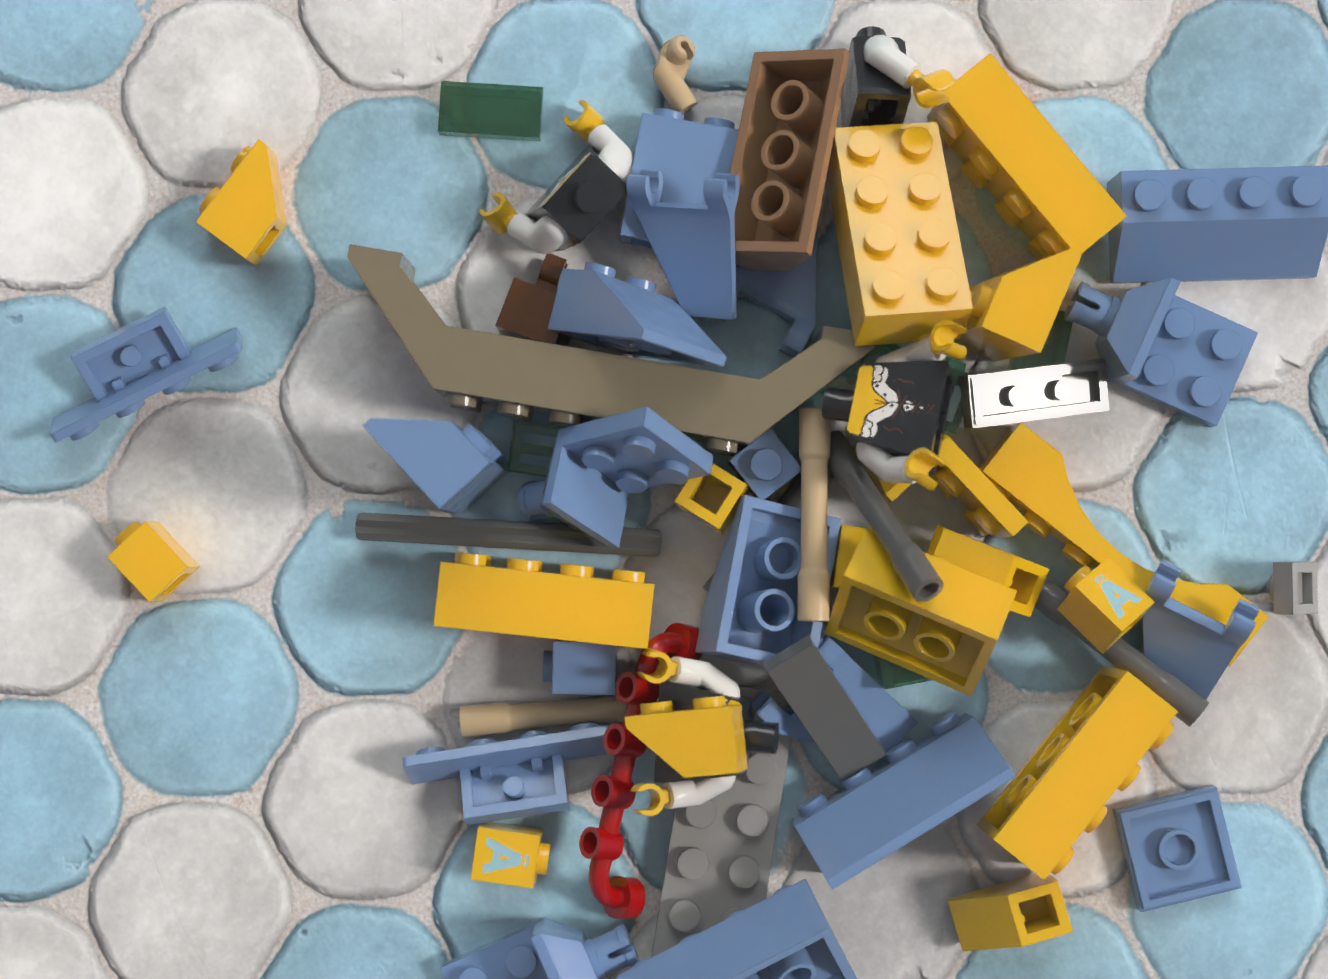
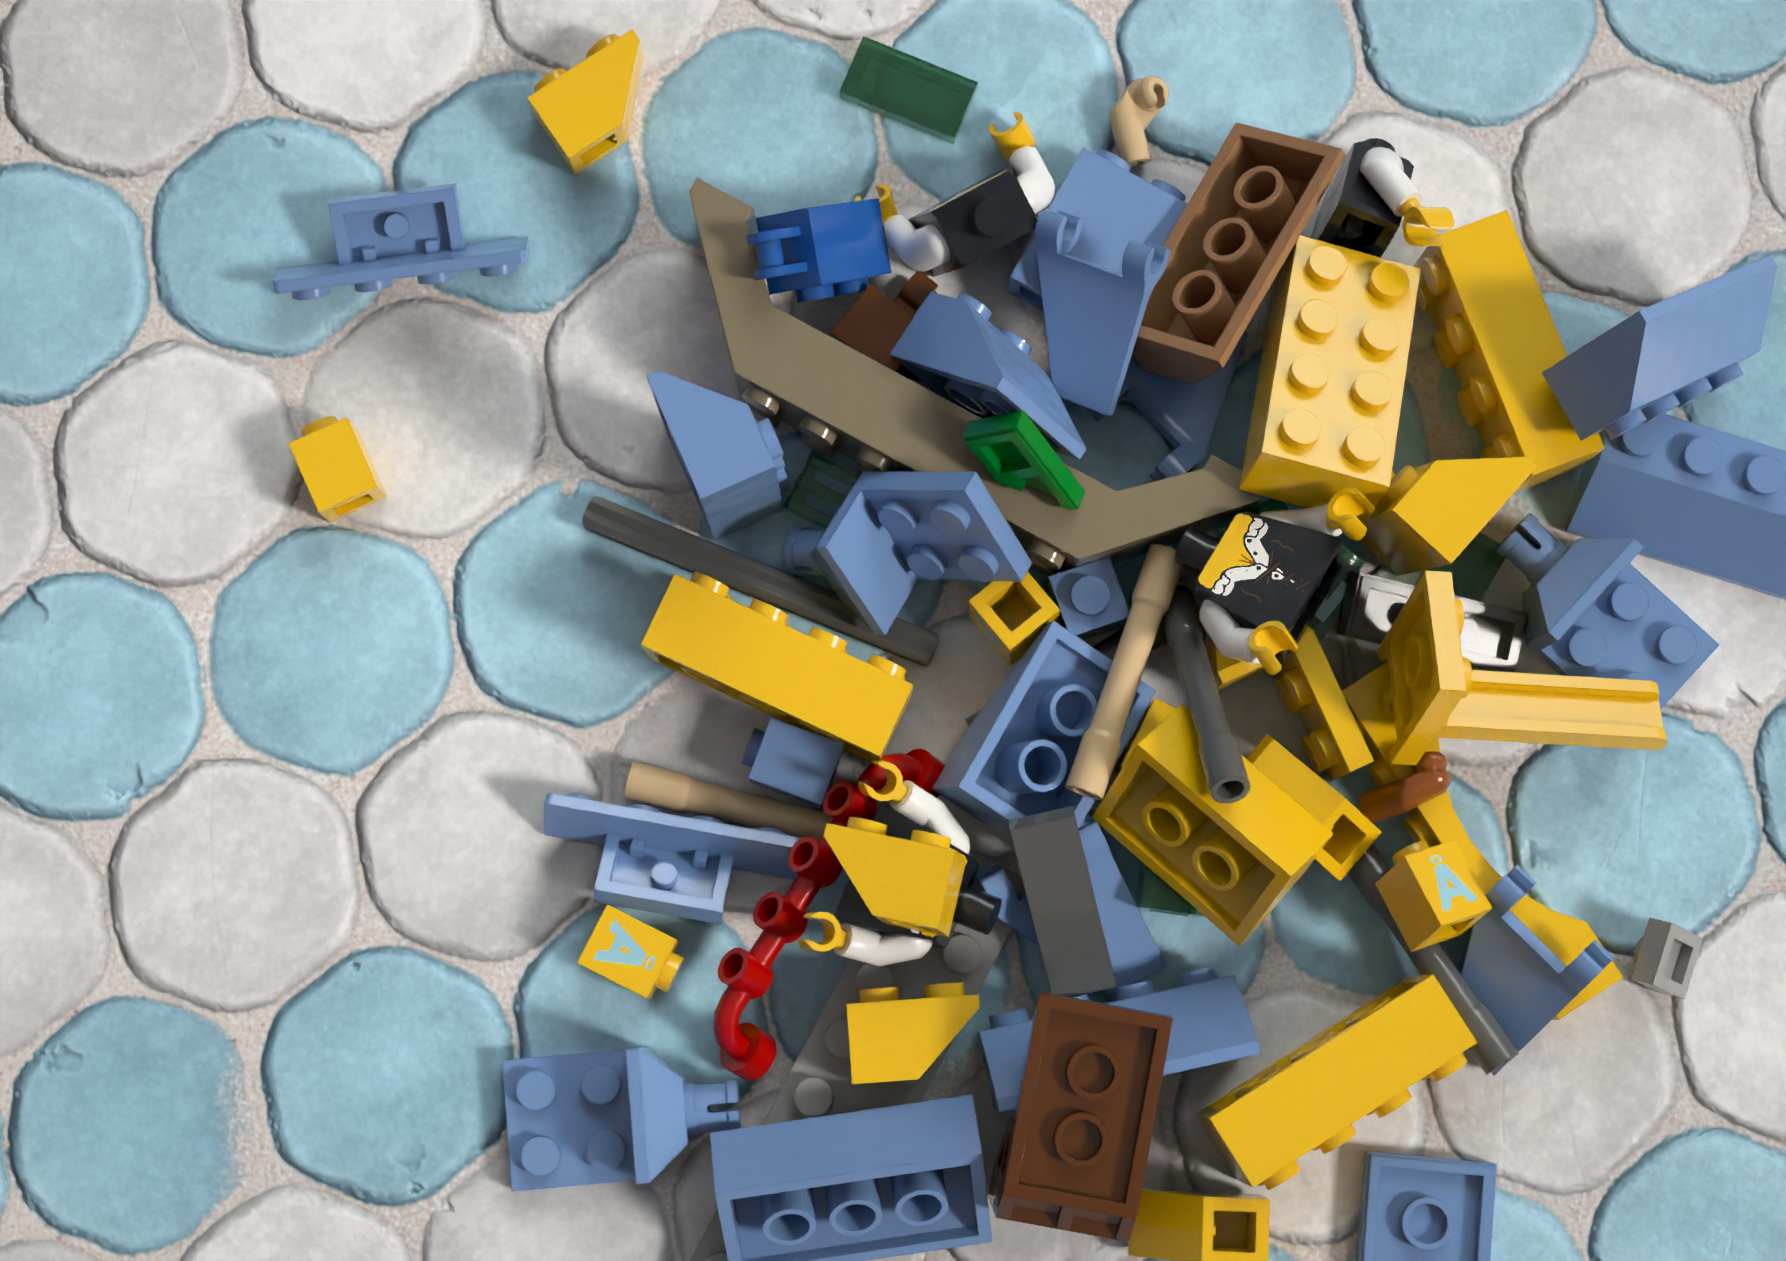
camera: 15 degrees right, 5 degrees down
(466, 265) = (821, 249): none -> blue brick
(676, 379) = (1021, 456): none -> green tile
(737, 851) = (904, 1037): none -> yellow slope
(897, 873) = (1082, 1118): none -> reddish brown bracket
(1057, 536) = (1405, 794): none -> dark orange arm
(1065, 452) = (1442, 697): none -> yellow bracket
(1149, 127) = (1665, 353): none -> medium blue slope

